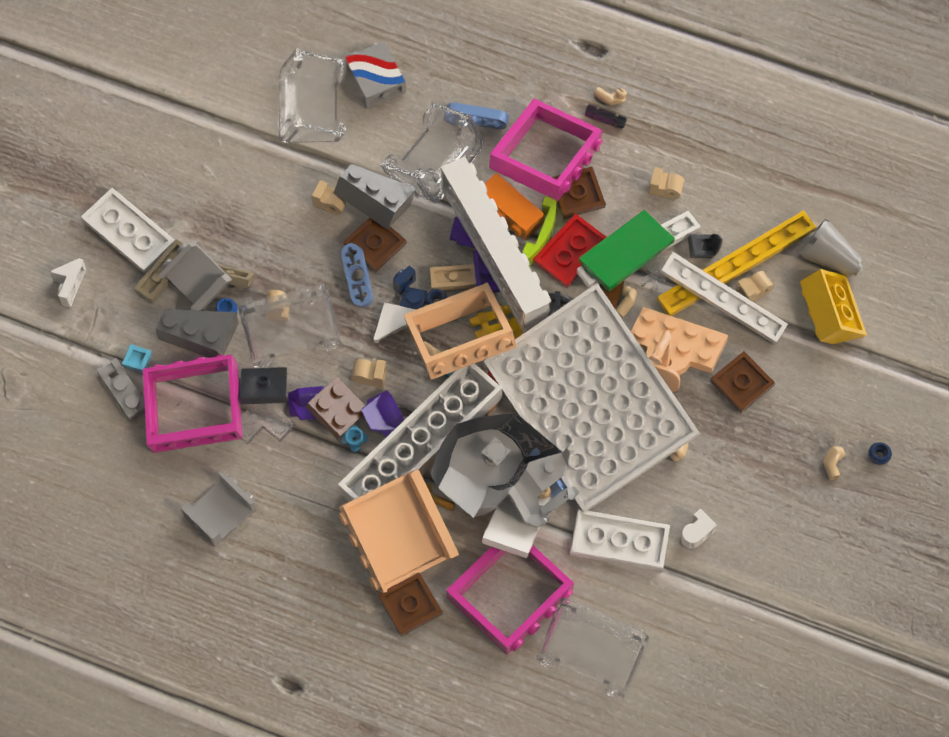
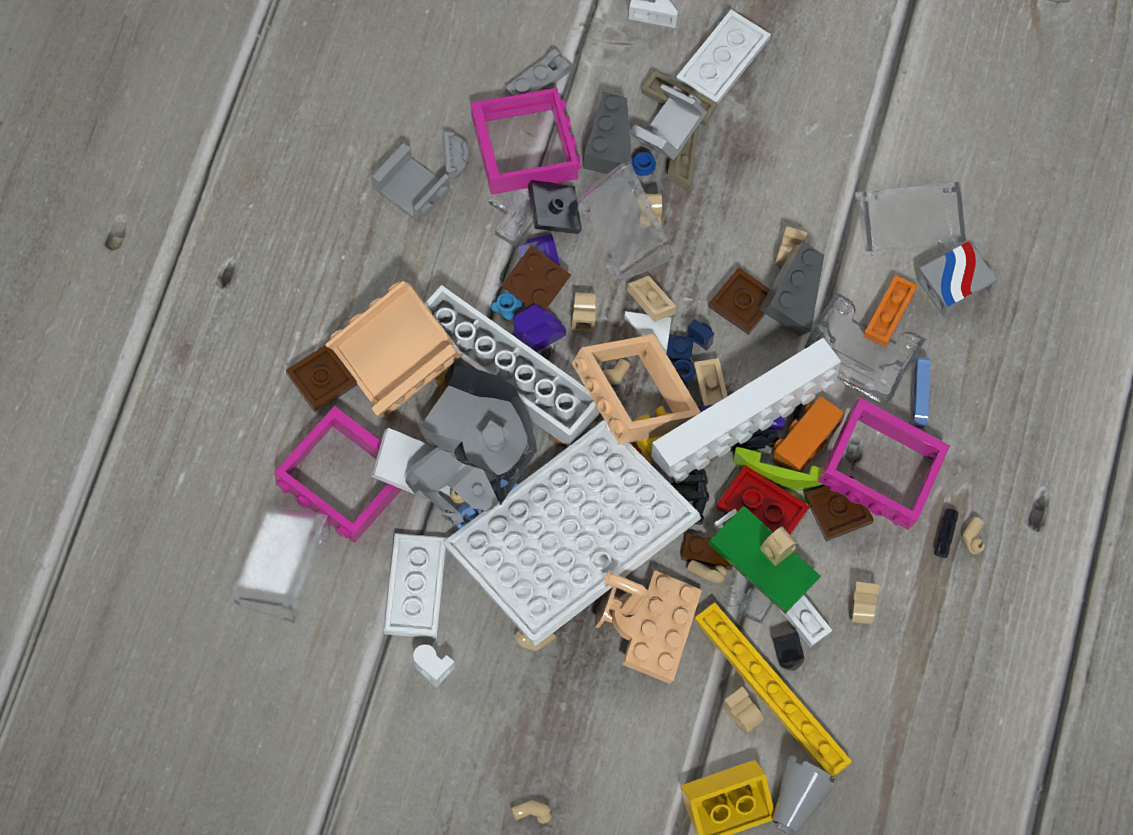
camera: 80 degrees right, 0 degrees up
(137, 358) = (573, 86): medium azure plate -> none
(192, 467) = (455, 154): none -> light grey plate
(347, 261) = (703, 276): medium blue beam -> none
(365, 314) = (651, 298): none -> tan plate
(399, 128) = (890, 311): none -> orange plate
(620, 230) = (780, 544): none -> tan leg
(724, 298) = (719, 673): white plate -> none
(742, 382) = (620, 704): reddish brown plate -> none

